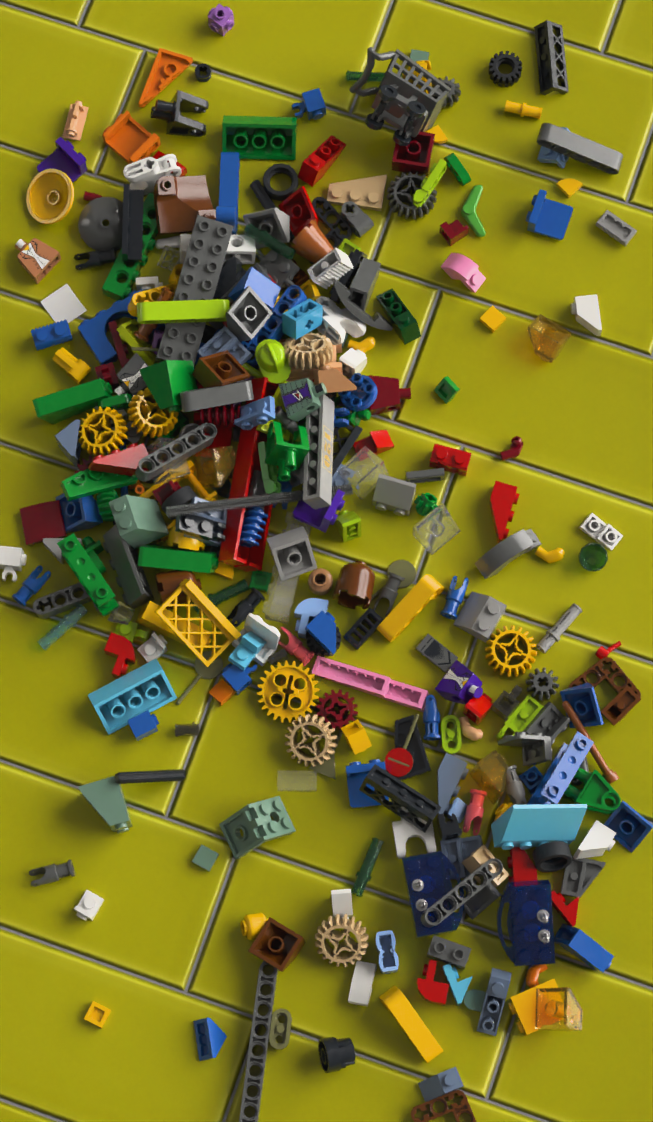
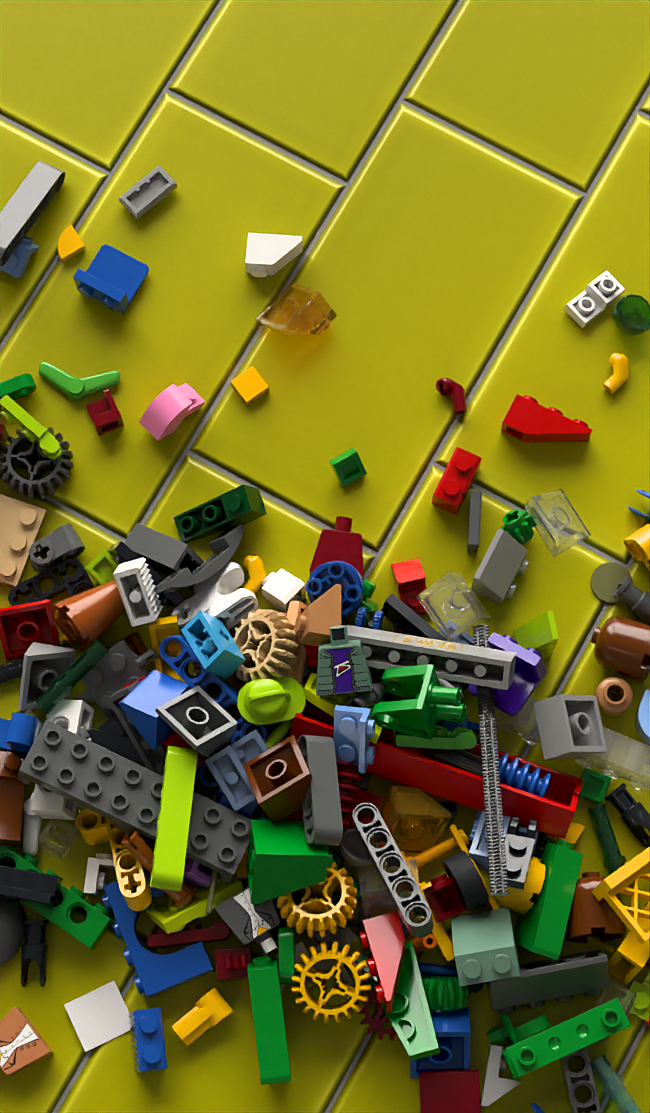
camera: 80 degrees left, 0 degrees up
(68, 442) = (334, 1036): sand blue slope -> none
(506, 551) = (612, 425): dark grey arch -> none

